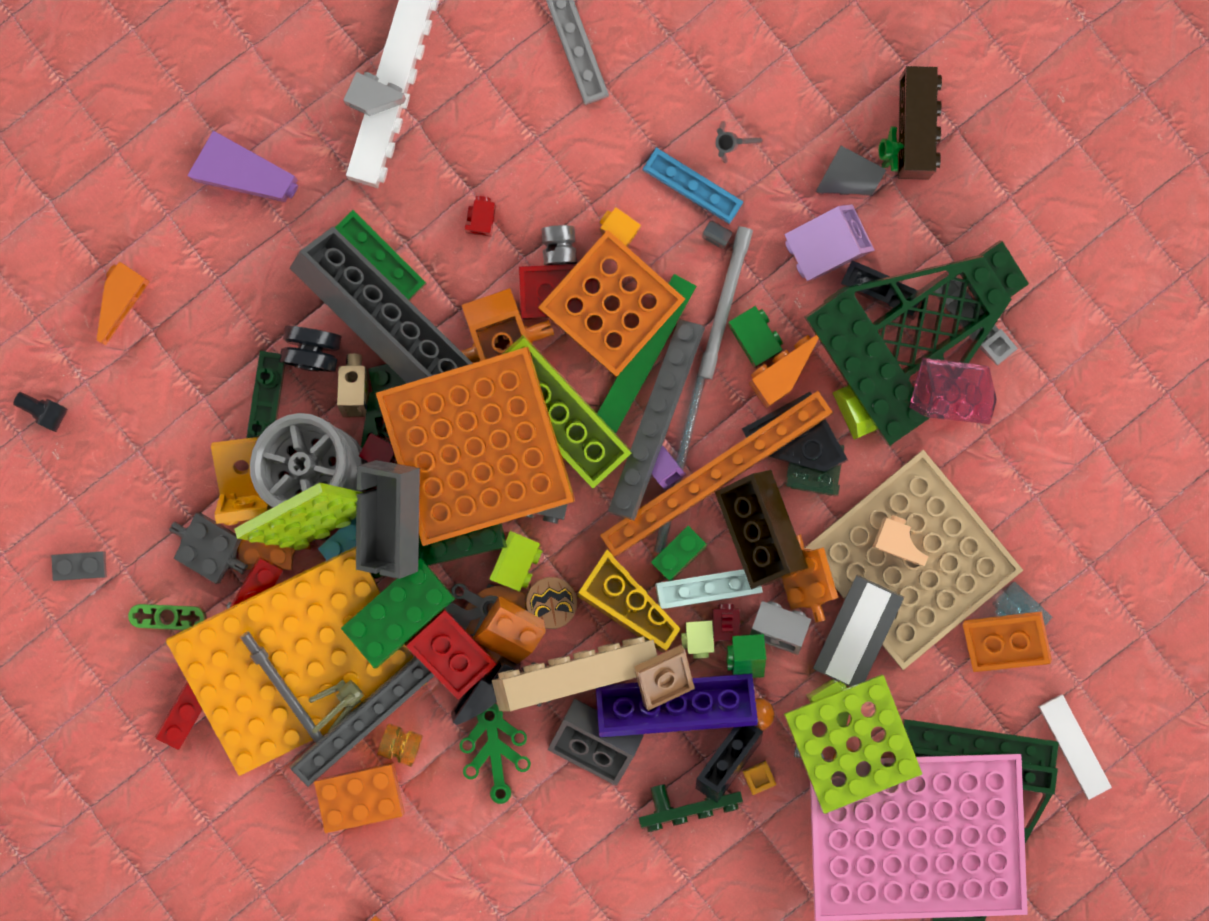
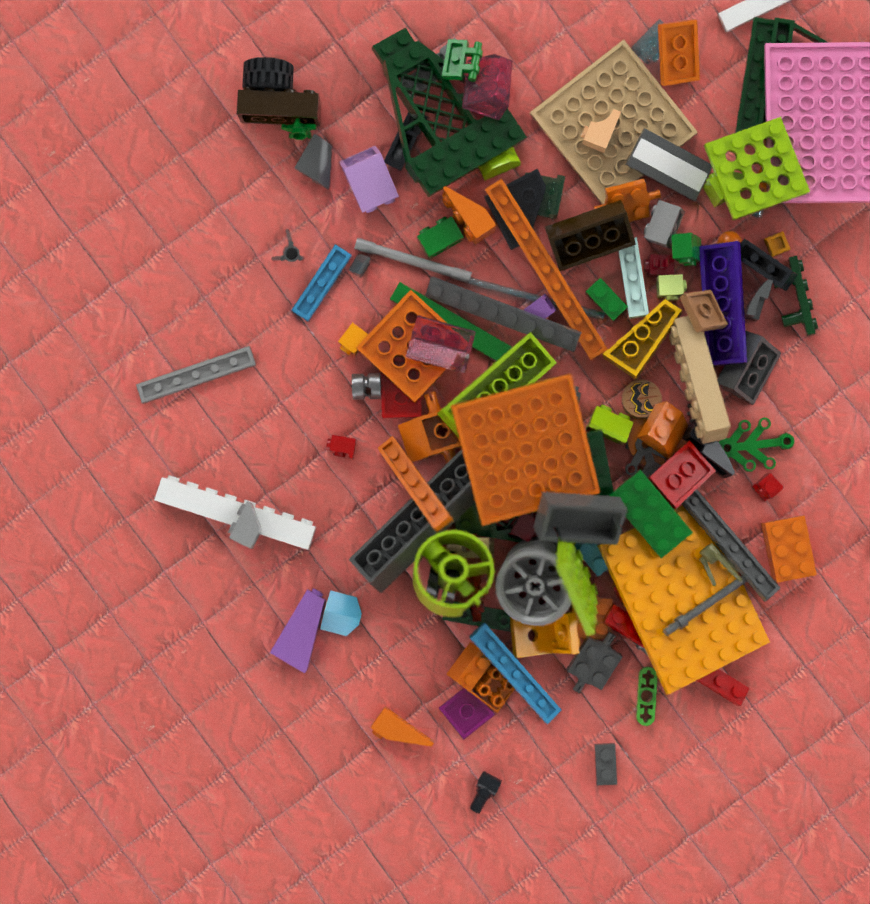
camera: 85 degrees left, 0 degrees up
(144, 386) = (466, 712): none -> magenta tile
(187, 405) = (476, 672): none -> orange slope
(191, 444) = (515, 673): none -> dark azure plate
(266, 221) = (341, 613): none -> medium azure slope
(293, 390) = (475, 582): none -> clear red plate
(330, 341) = (442, 560): none -> lime animal
(380, 255) = (369, 525): green plate -> none
(400, 745) = (748, 516): clear yellow wheel -> none
(430, 308) = (415, 484): none -> orange plate
(440, 769) = (767, 486): none -> red brick
(613, 337) = (440, 344): none -> clear pink slope
(675, 748) = (754, 308): none -> dark grey slope
(959, 106) = (268, 73): none -> black tyre
(988, 349) = (455, 60): none -> green plate

